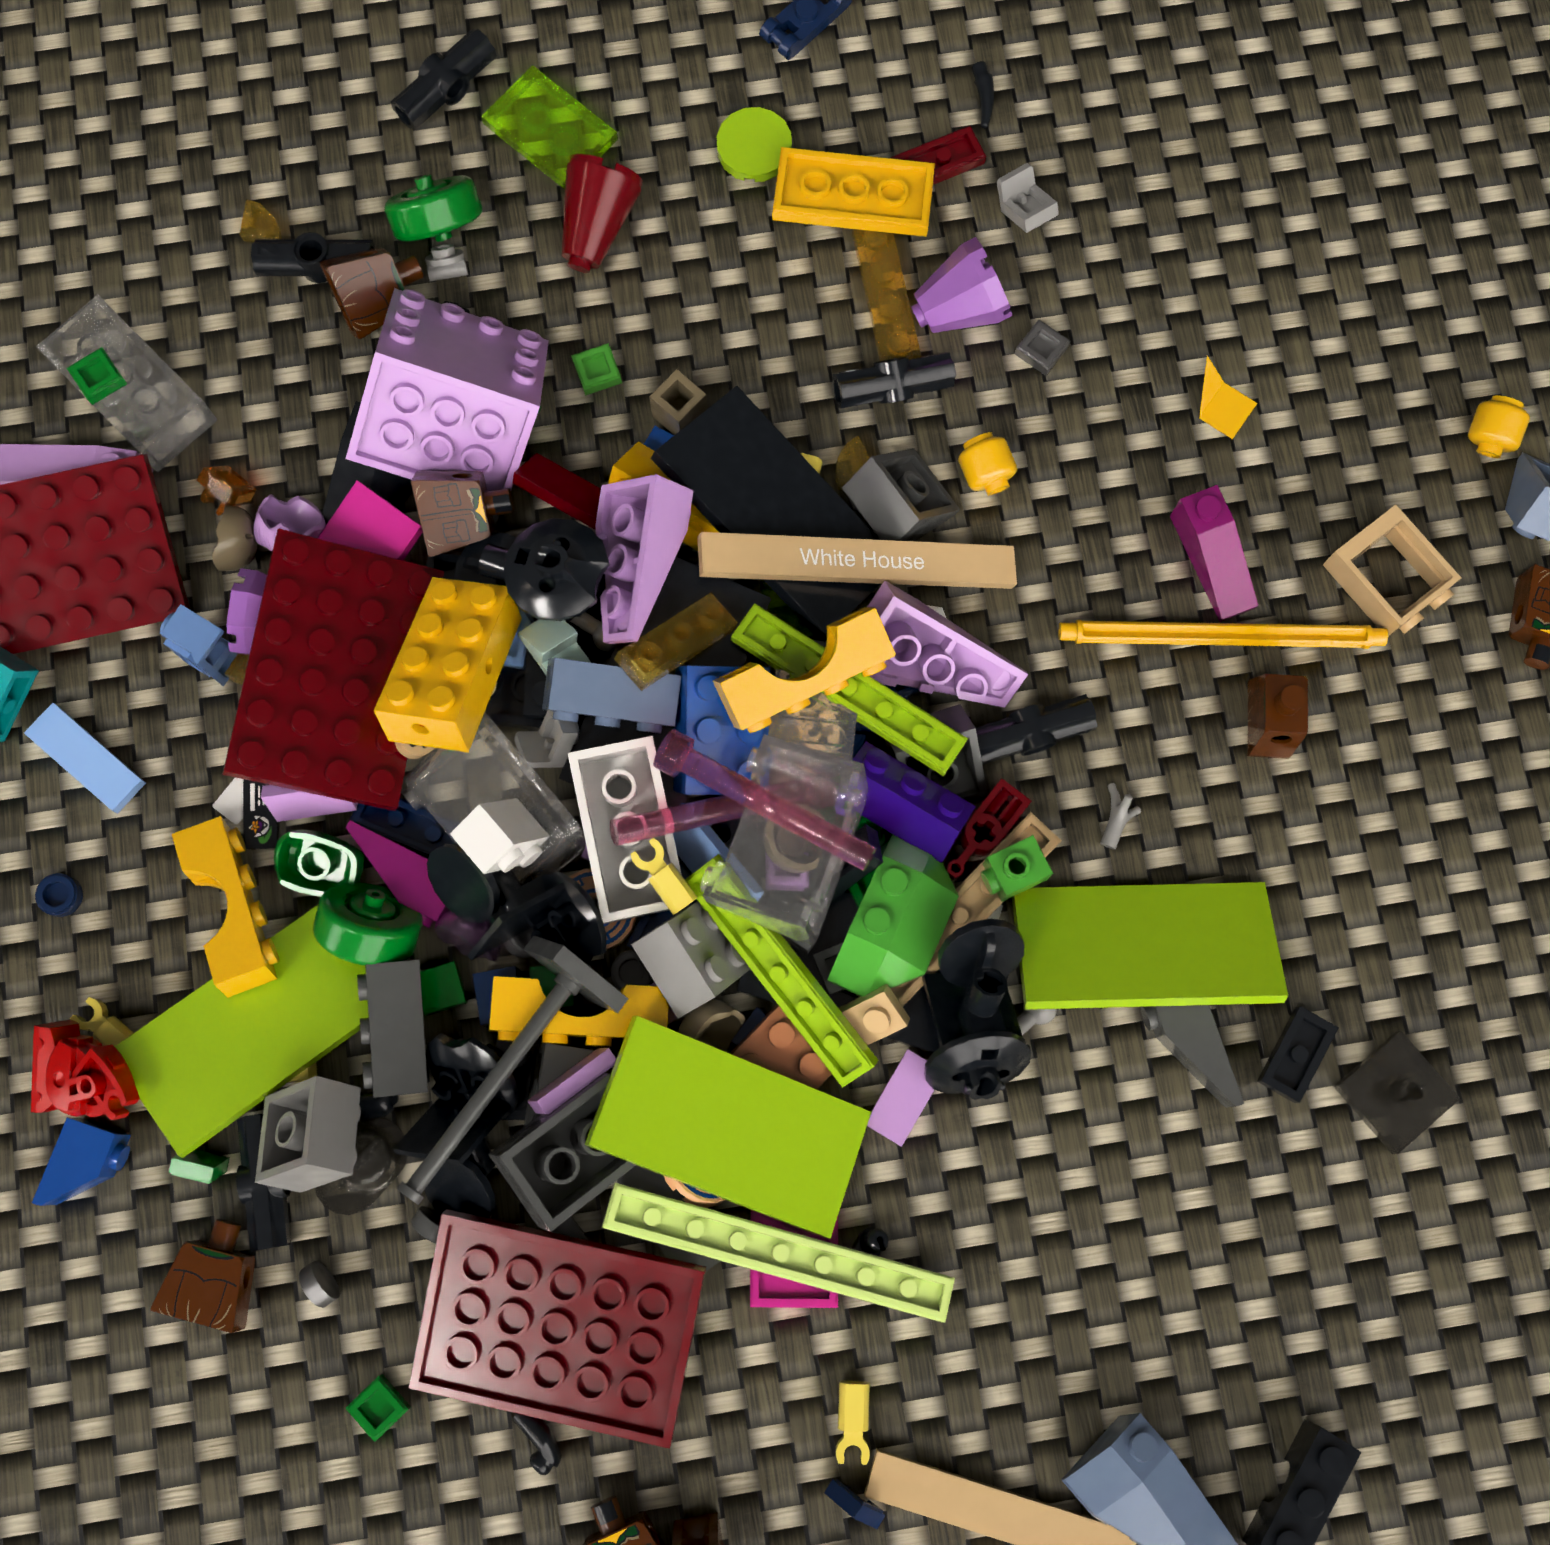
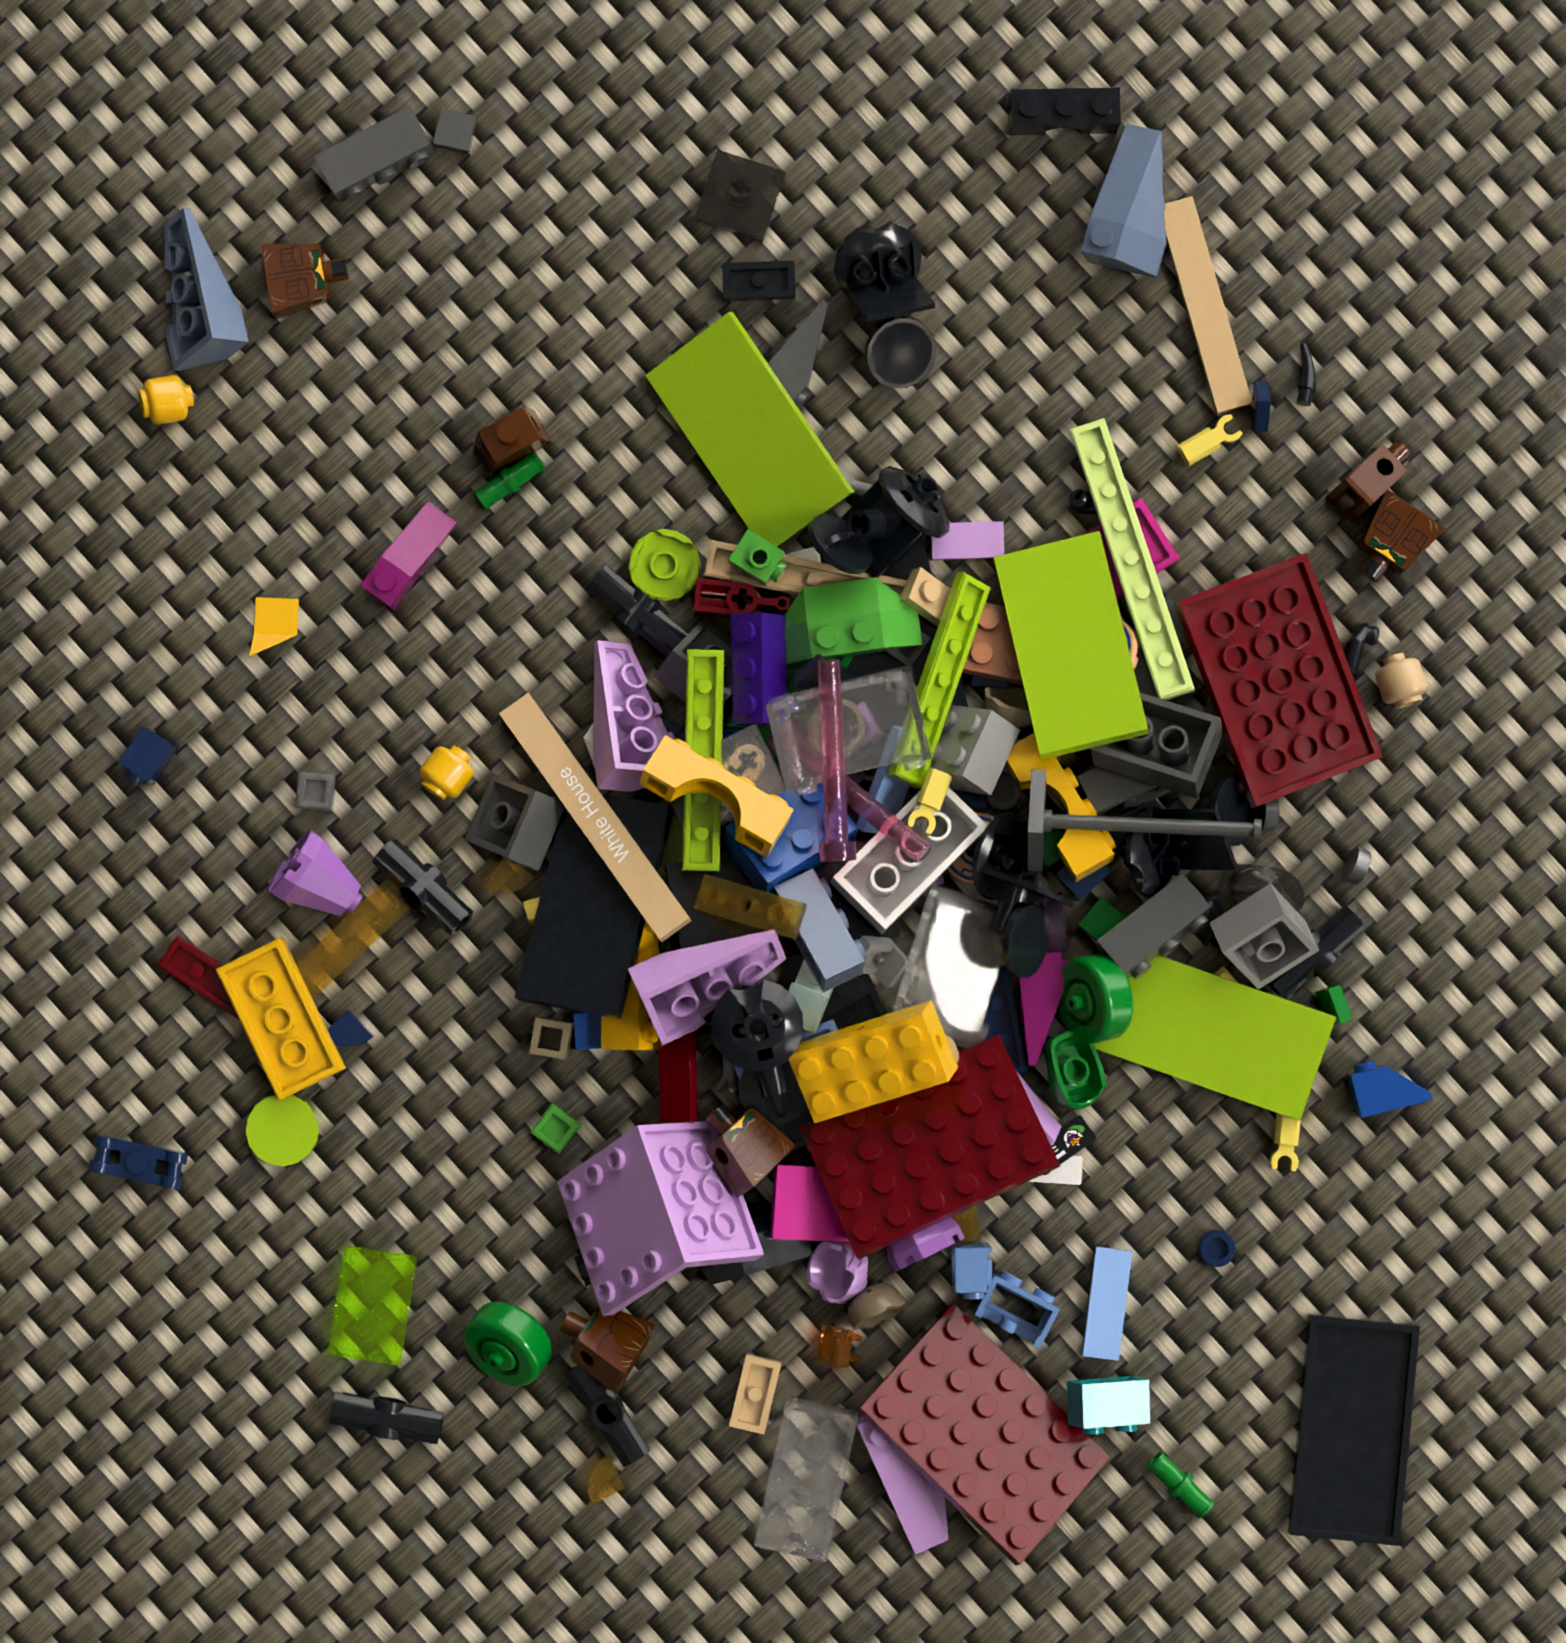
camera: 125 degrees left, 10 degrees up
(78, 1074) = (1328, 1129): red piece -> none
(97, 376) = (820, 1493): green tile -> none
(132, 659) = (1012, 1322): none -> medium blue window
(209, 1281) = (1403, 942): reddish brown torso -> none
(237, 391) = (755, 1393): none -> tan plate
(238, 952) = (1173, 1076): yellow arch -> none
(378, 1407) = (1409, 770): green tile -> none
(446, 263) = (543, 1306): light grey plate -> none
(471, 1462) = (1401, 681): none -> tan head
(500, 836) = (977, 931): white brick -> none
(572, 1081) = (1110, 775): lavender tile -> none
(595, 208) = (429, 1212): dark red cone -> none
(804, 247) = (349, 1031): none -> dark blue tile
(985, 88) = (115, 972): black helmet -> none
(1023, 200) = (199, 878): light grey bracket -> none
(1062, 786) = (664, 565): none -> lime tile
(1119, 816) = (661, 509): light grey bar -> none
(1148, 1154) = (899, 346): none -> black piece
(1166, 222) = (147, 757): none -> dark blue brick
(1223, 634) = (470, 515): yellow piece -> none
(1235, 691) = (510, 479): none -> green pin
(1415, 549) = (333, 452): tan window -> none

